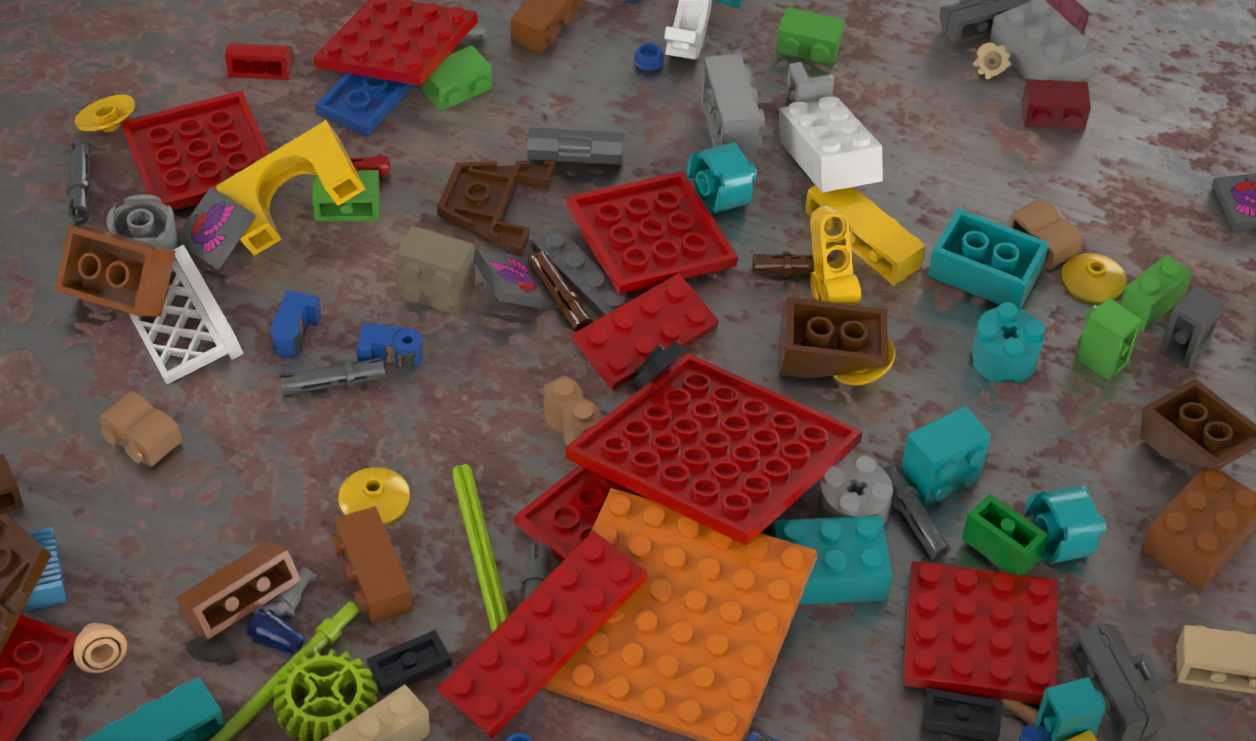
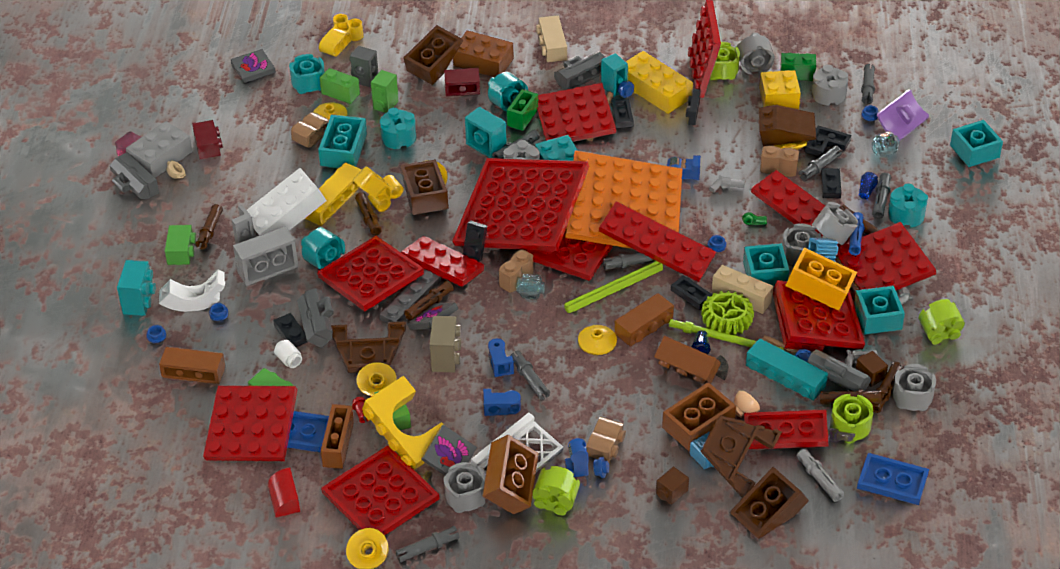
camera: 105 degrees left, 5 degrees down
(65, 326) = (556, 490): none -> lime brick
(89, 408) = (601, 467): none -> blue plate
(103, 560) = (696, 414): none -> dark orange brick
(113, 370) = (579, 458): none -> blue leg
(300, 109) = (337, 436): none -> dark orange brick
(415, 189) = (375, 373): none -> yellow dish
(522, 109) = (288, 353): none -> white brick
(529, 426) = (530, 286): none -> clear light blue head
(585, 120) = (290, 329): none -> black plate
(844, 76) = (207, 231): none -> reddish brown pin
(1127, 474) = (462, 82): none -> dark red brick
(1201, 248) = (306, 73): none -> teal brick

